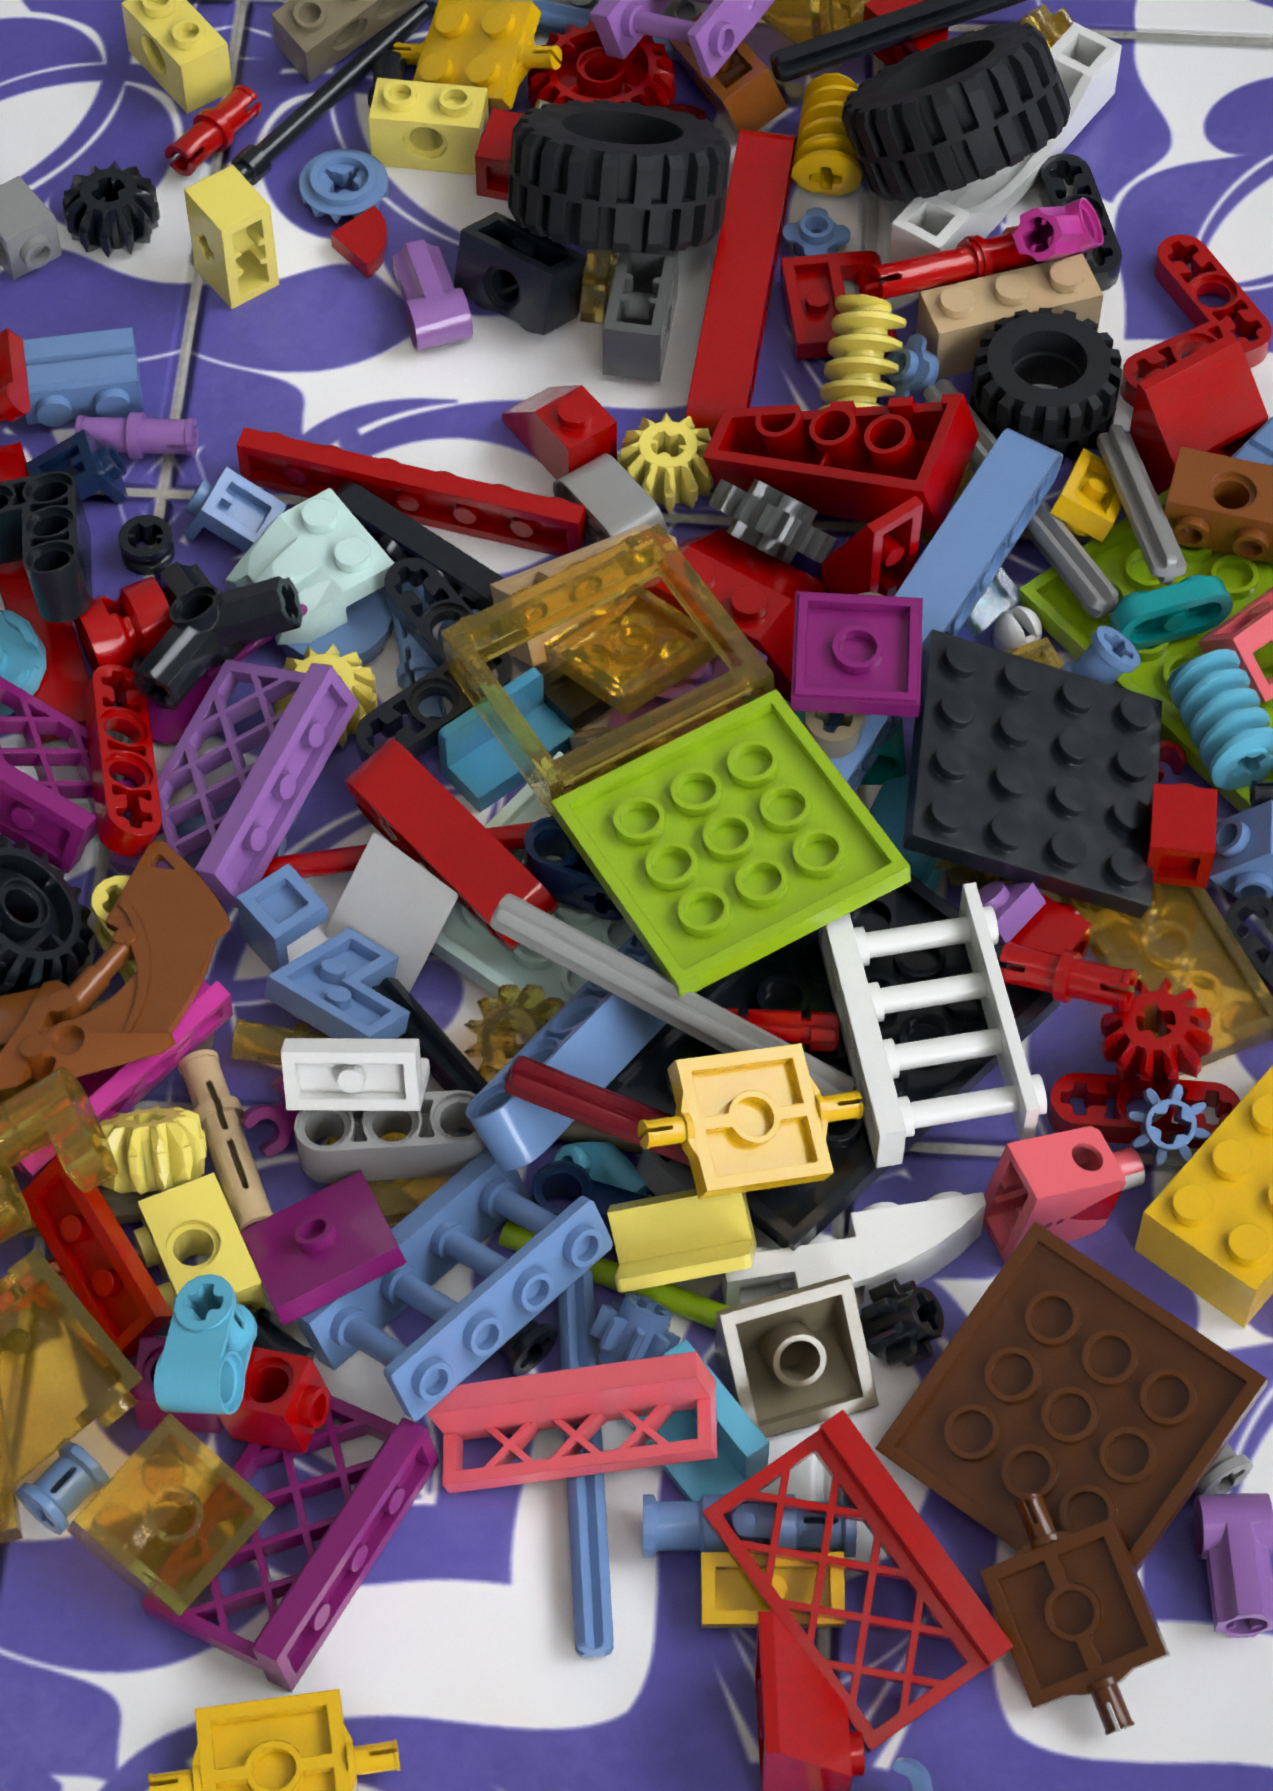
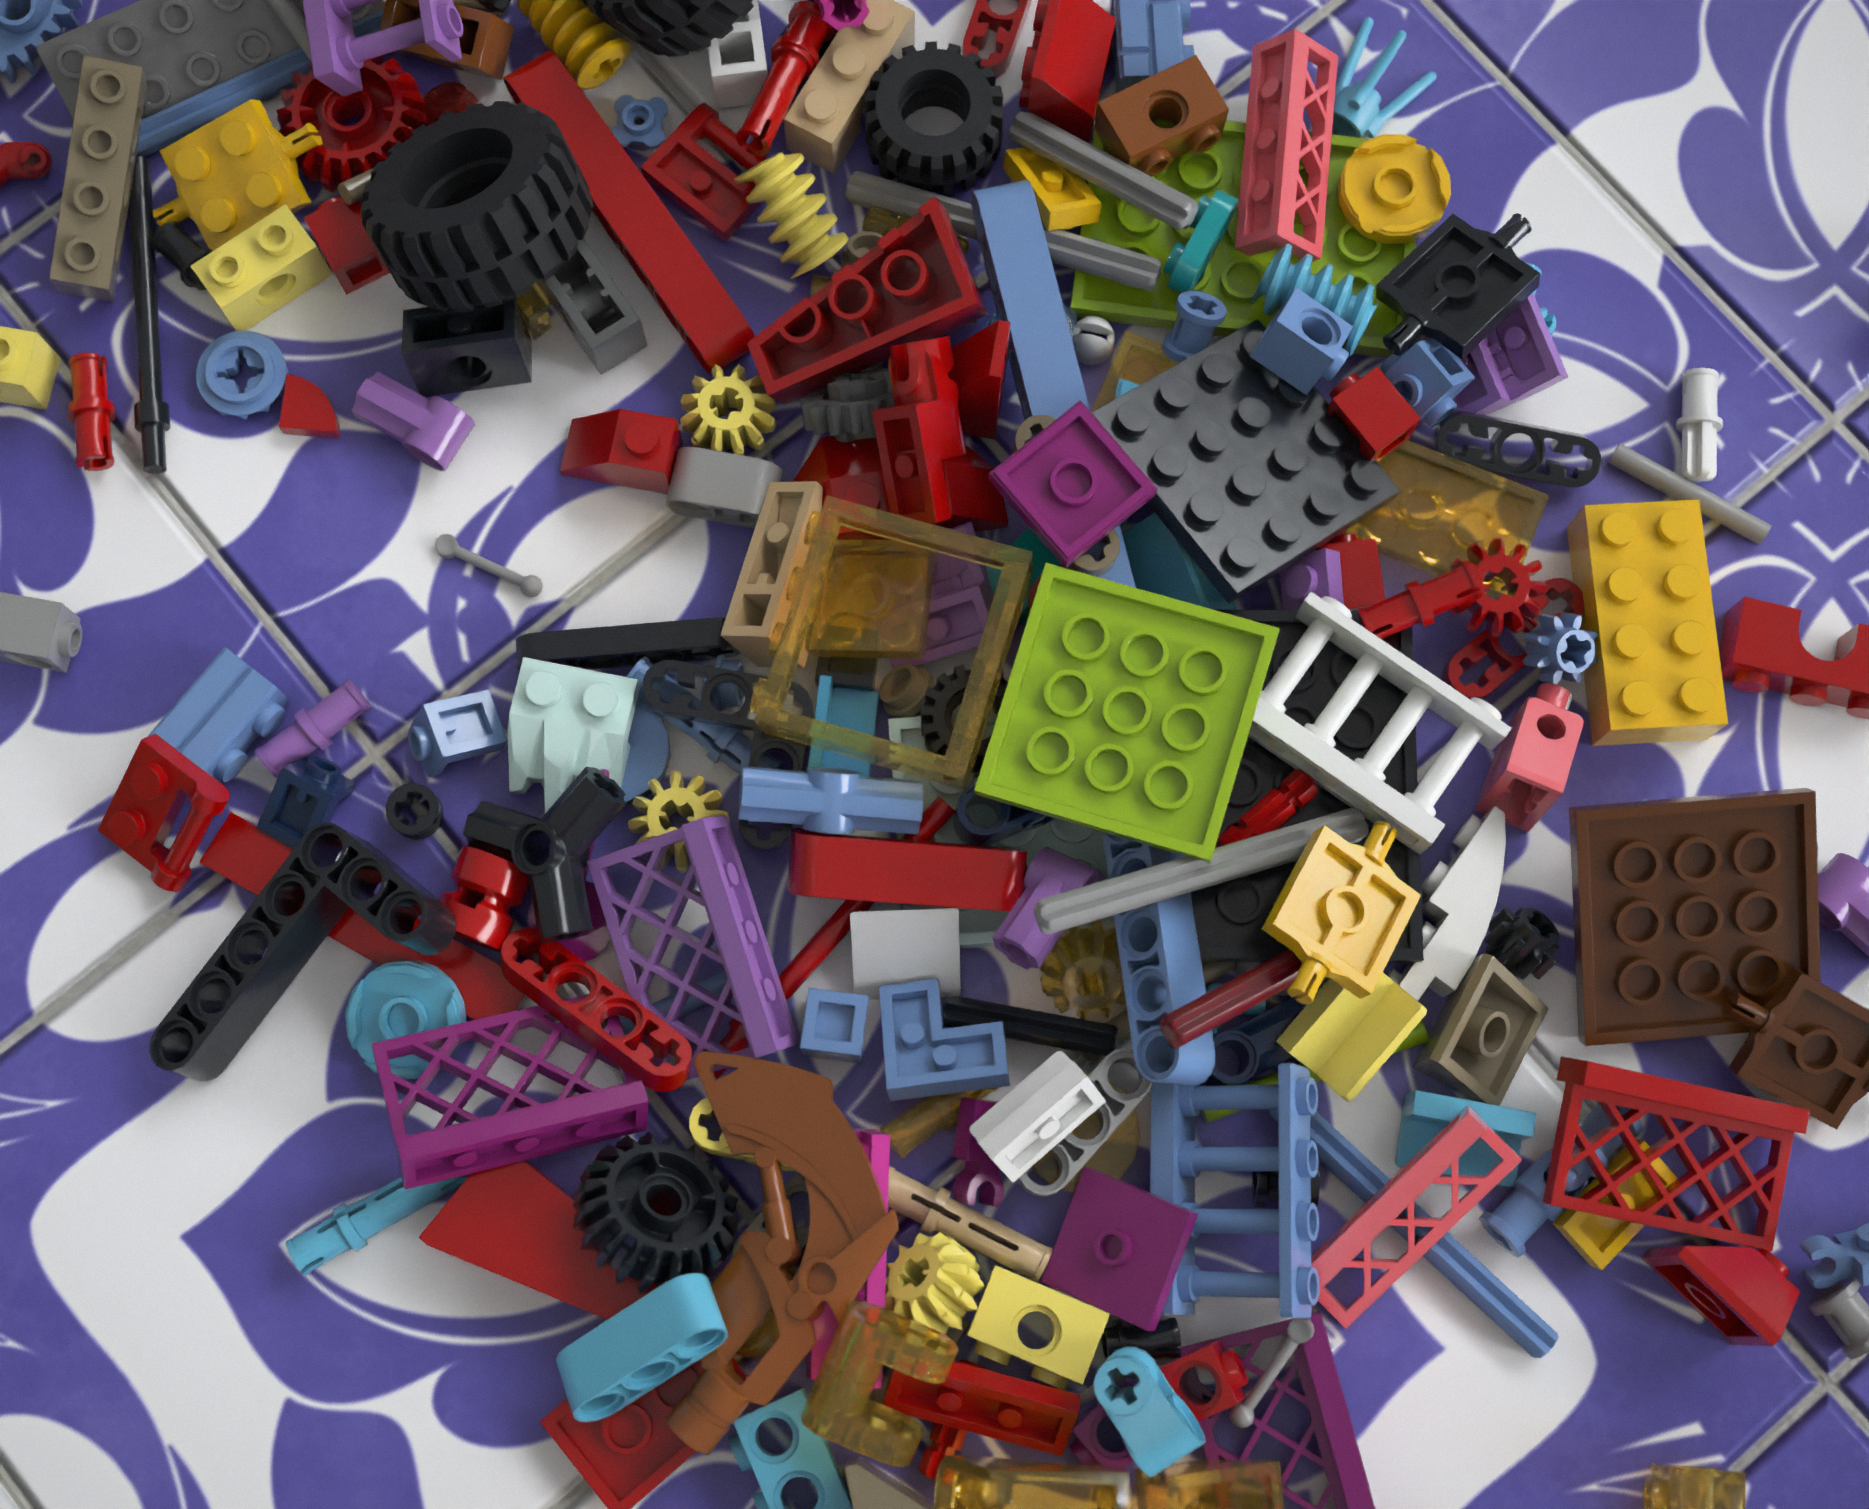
camera: 45 degrees left, 20 degrees up
(111, 209) = (81, 532): black gear -> none
(232, 236) = (218, 501): light yellow brick -> none
(366, 402) = (448, 547): none -> light grey hinge
(394, 1424) = (1299, 1331): none -> light grey hinge
(424, 495) = (549, 609): red plate -> none
(444, 744) = (830, 800): none -> medium blue piece
(498, 960) = (1046, 876): none -> medium lavender piece
(633, 1329) = (1371, 1115): medium blue gear -> none
(788, 541) = (919, 429): none -> red plate
(916, 367) = (830, 175): medium blue plate -> none
(1170, 723) = (1303, 342): none -> medium blue brick

